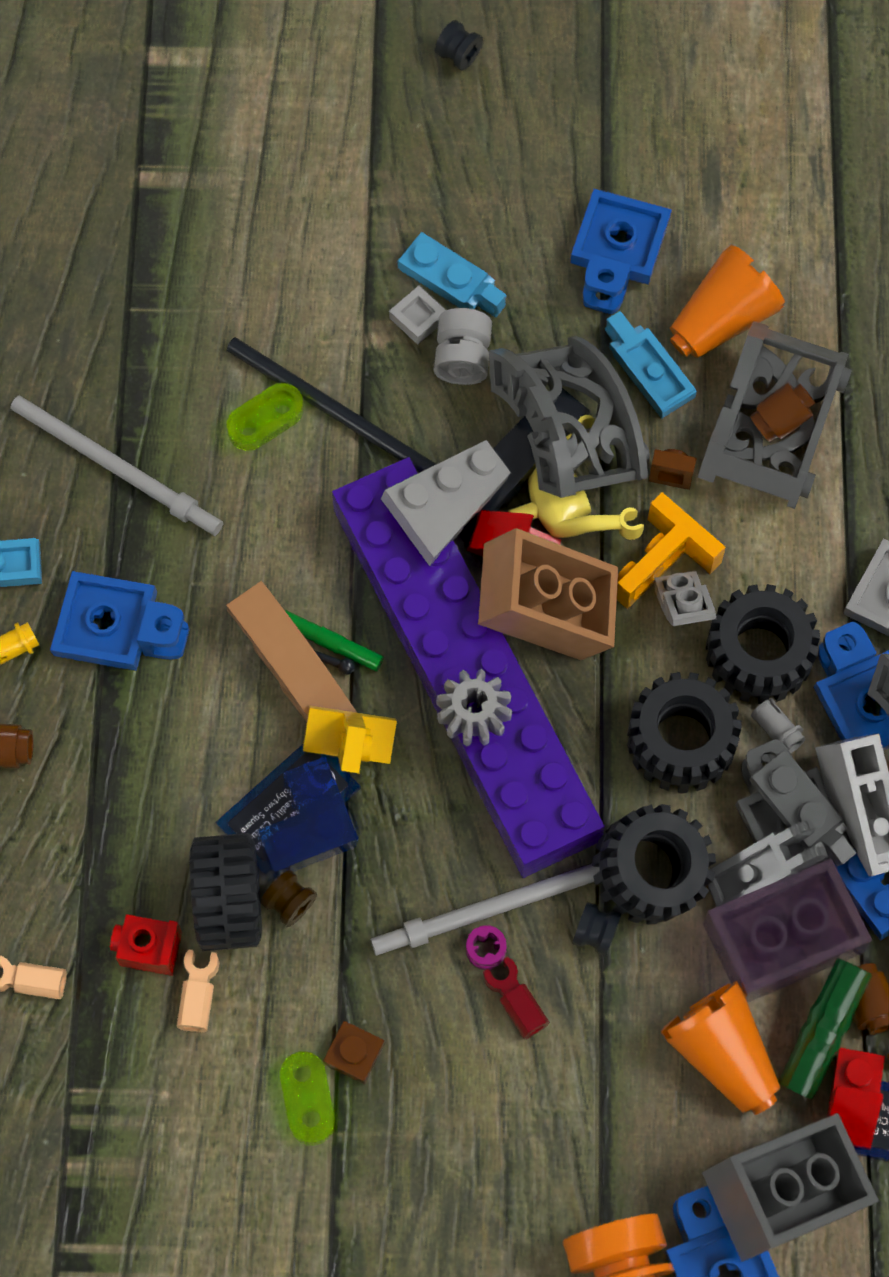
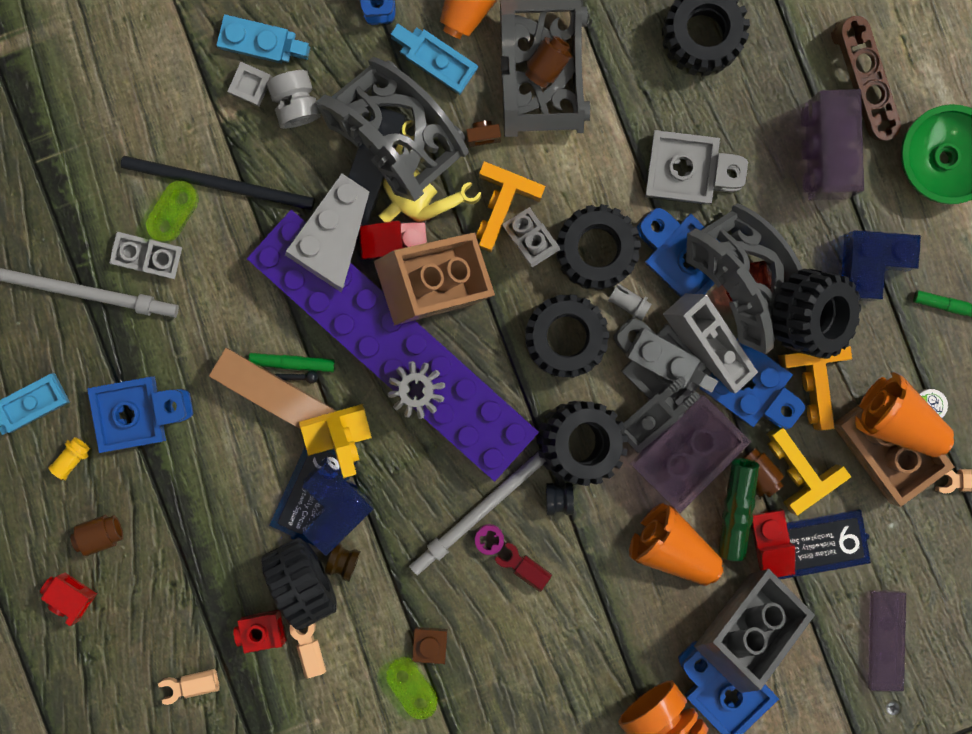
camera: 25 degrees left, 20 degrees up
(209, 454) = (145, 255): none -> light grey slope

